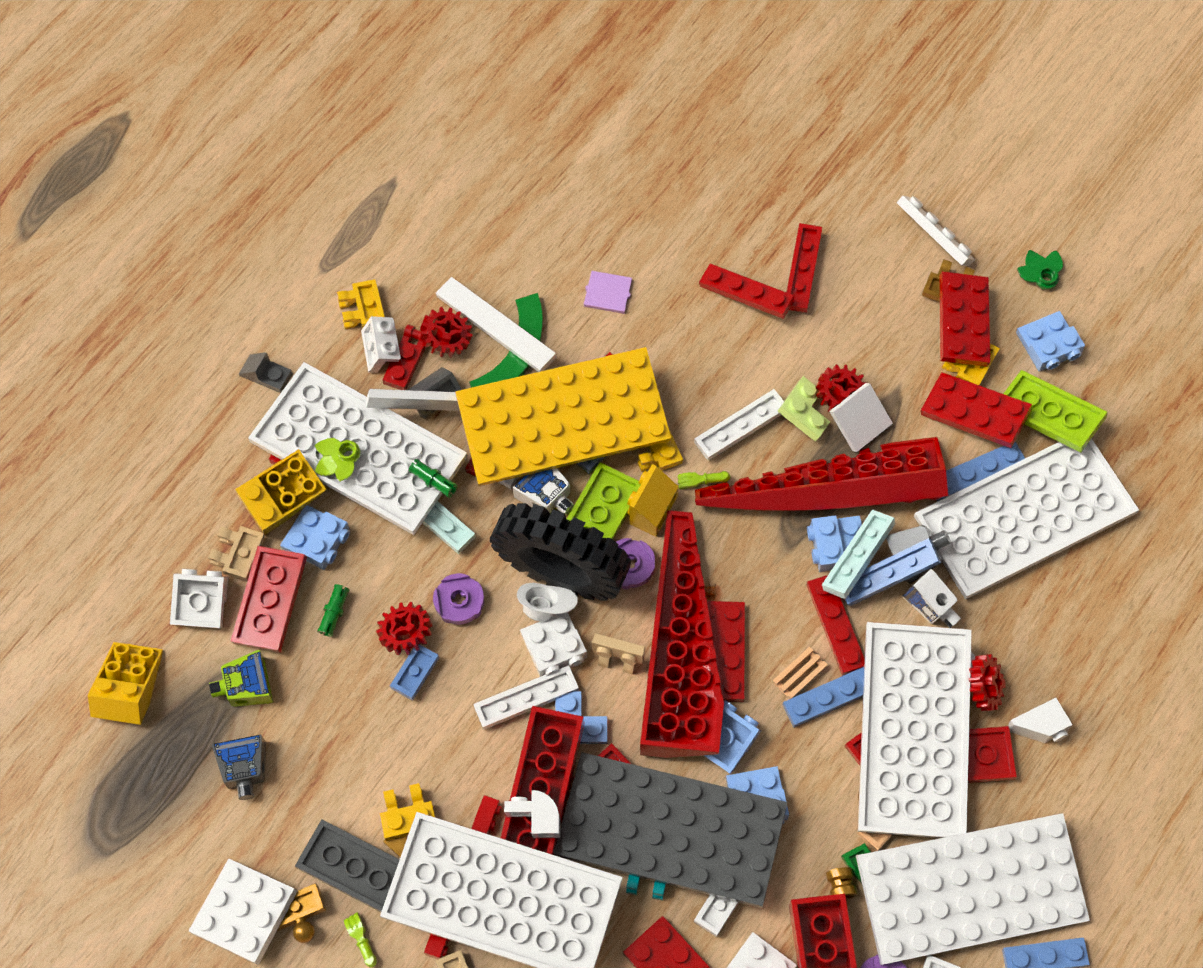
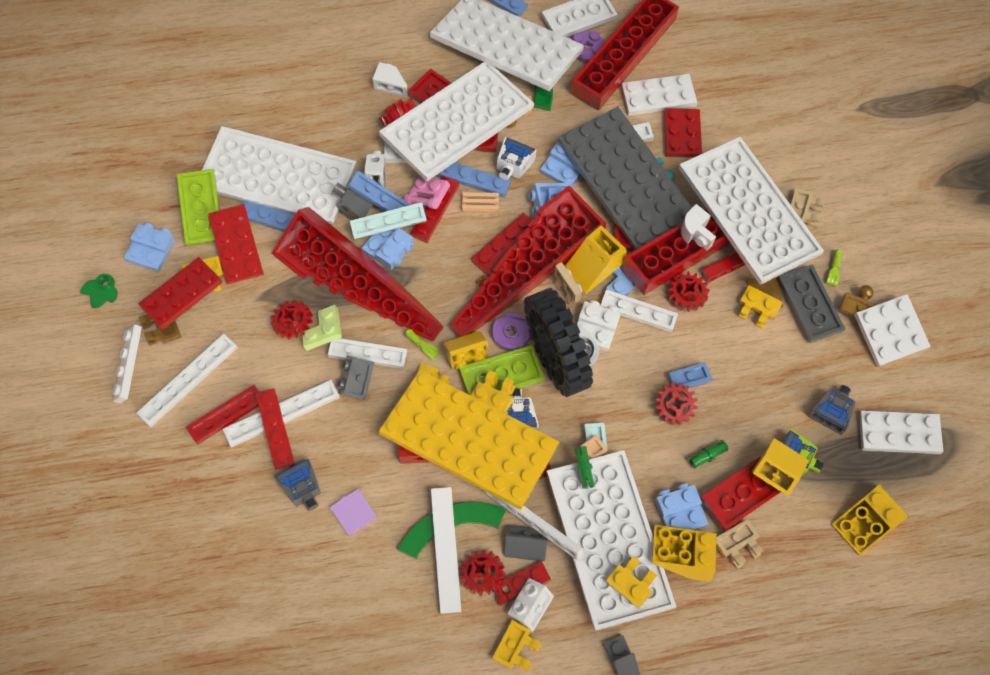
camera: 140 degrees left, 0 degrees up
(156, 804) = (900, 432): none -> white plate
(198, 599) = (787, 531): white plate -> none
(247, 635) = (780, 467): none -> yellow slope
(303, 416) = (629, 586): none -> yellow plate
(334, 460) = (635, 536): lime plate -> none
(444, 515) = (595, 447): none -> light nougat tile
(458, 613) = (625, 386): medium lavender plate -> none
(483, 762) = (690, 299): none -> red gear
(582, 474) = (497, 399): none -> yellow plate
(615, 704) = (596, 259): none -> yellow slope
(673, 268) = (300, 484): none -> torso
(725, 390) = (355, 377): none -> bracket
(755, 320) = (290, 409): none -> white tile
(813, 747) = (514, 159): none -> torso
(842, 882) = (565, 94): pearl gold wheel -> none
(853, 635) = (433, 189): none -> bright pink plate
(861, 417) = (300, 293): white tile -> none
(872, 269) = (186, 380): none -> white tile

